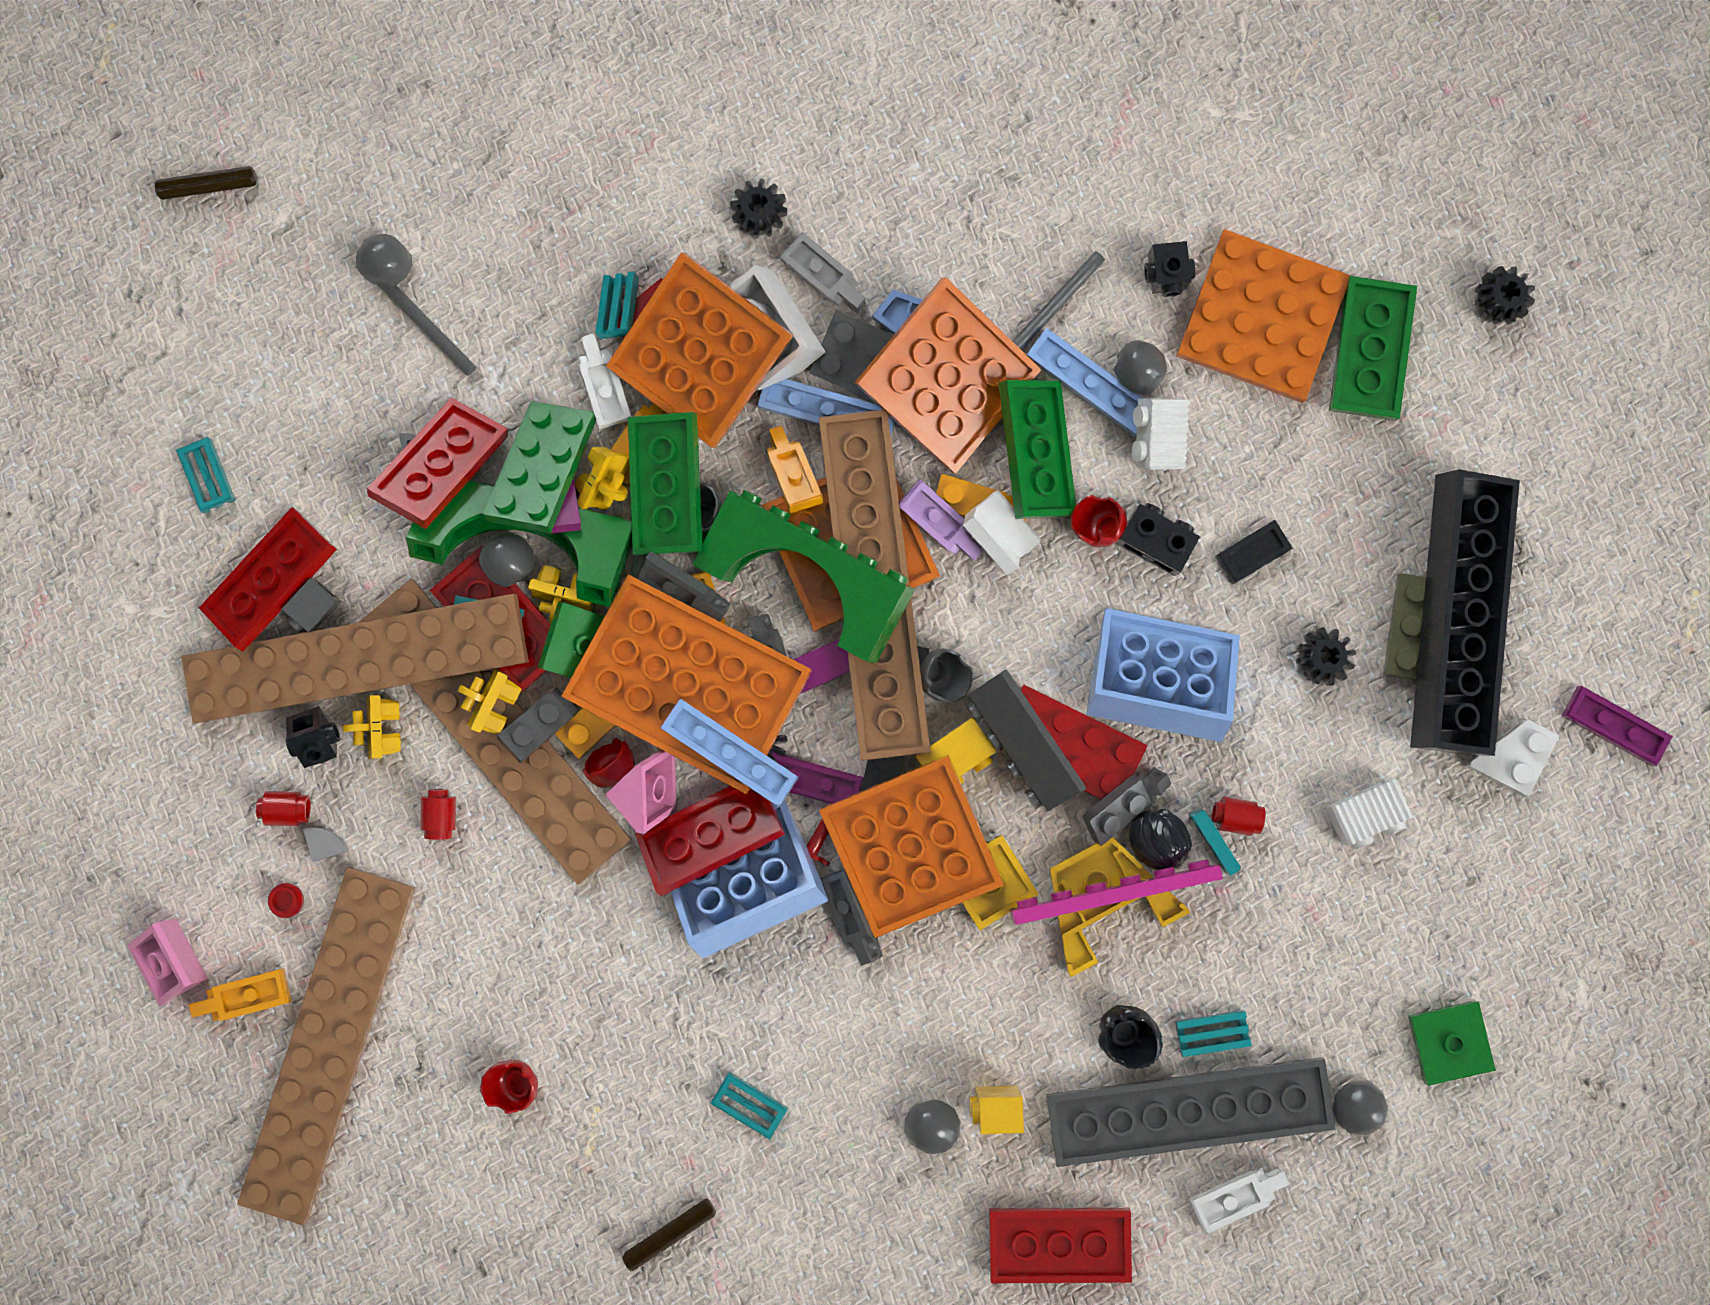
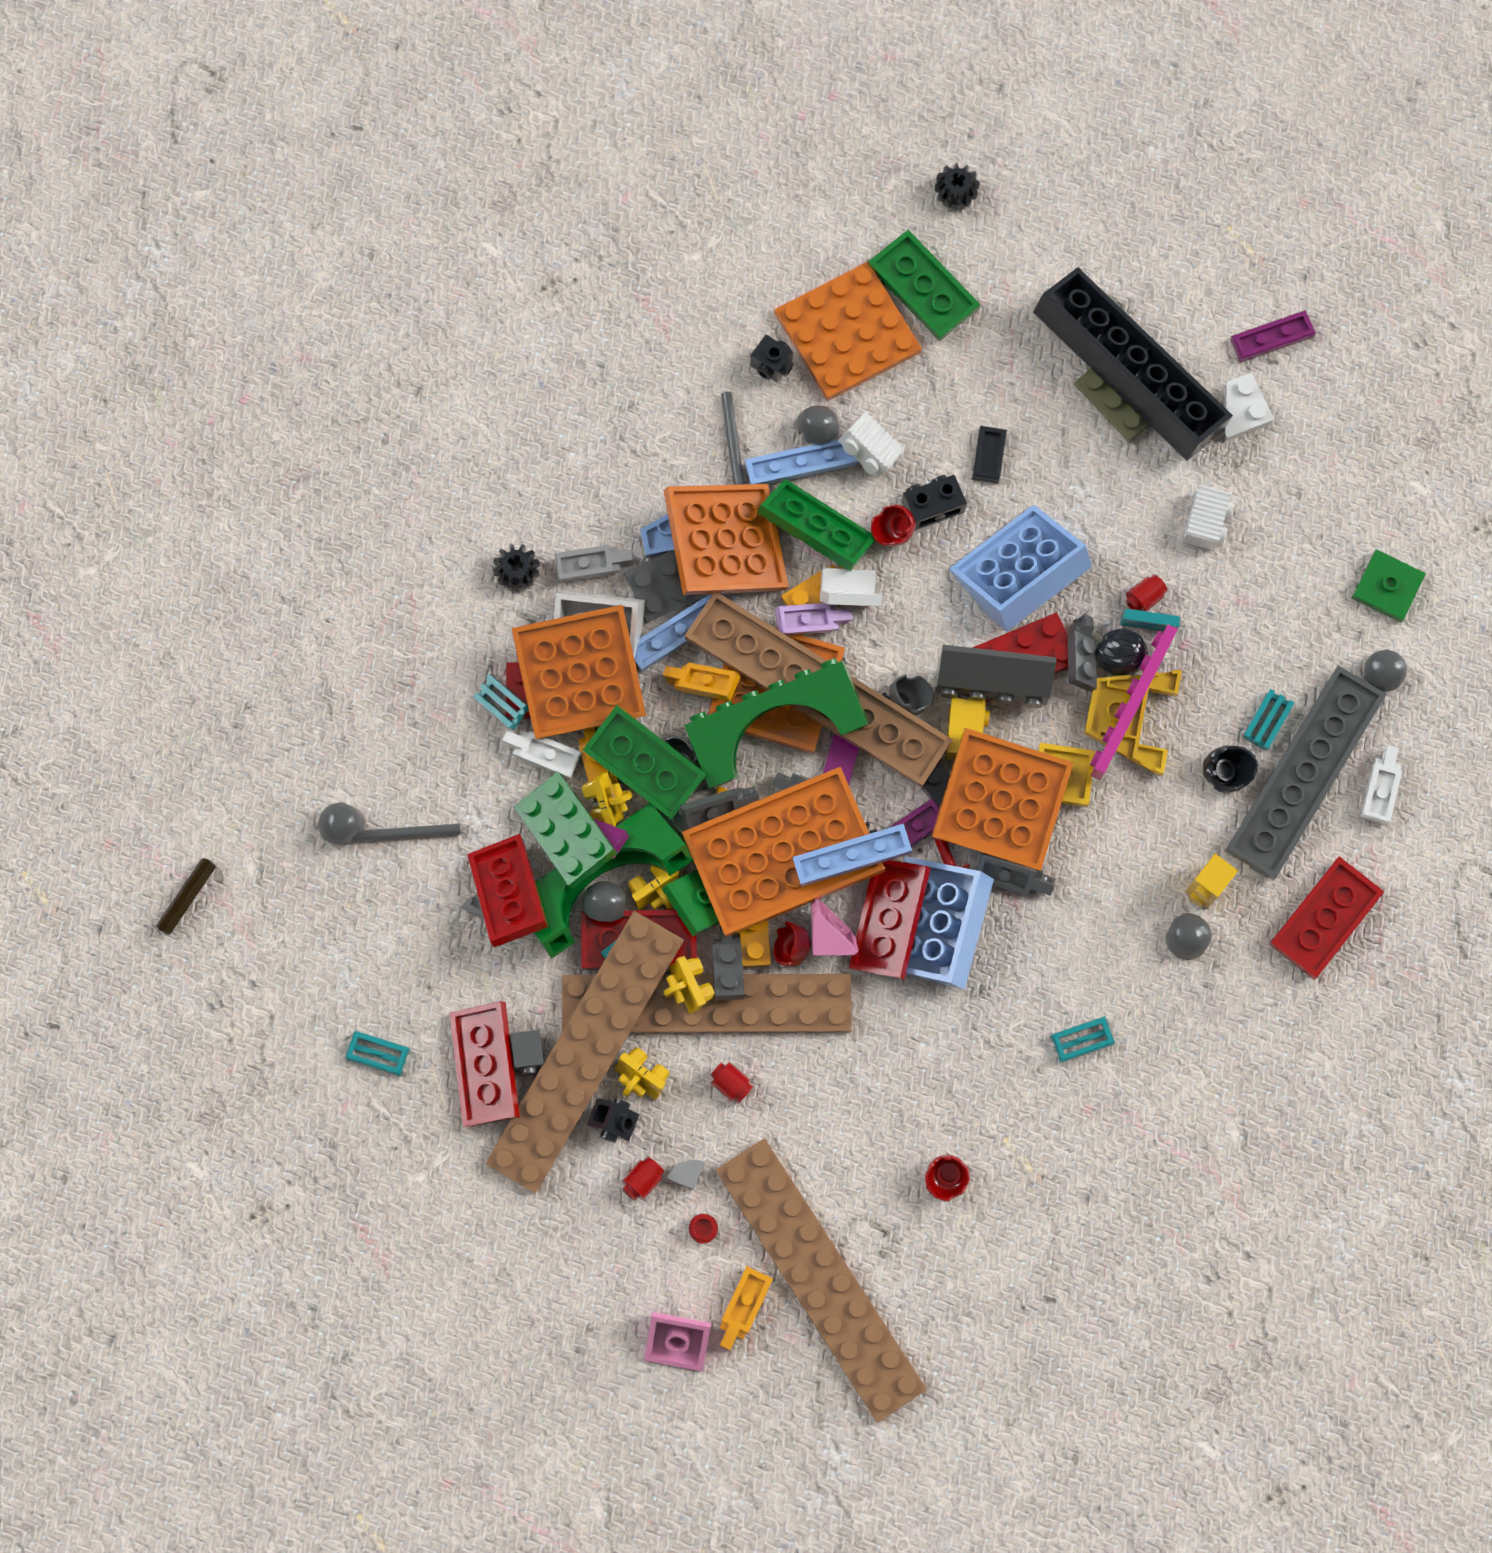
camera: 55 degrees left, 10 degrees down
(669, 1234) = (1124, 1157): dark brown axle -> none
(1329, 670) = (1096, 457): black gear -> none

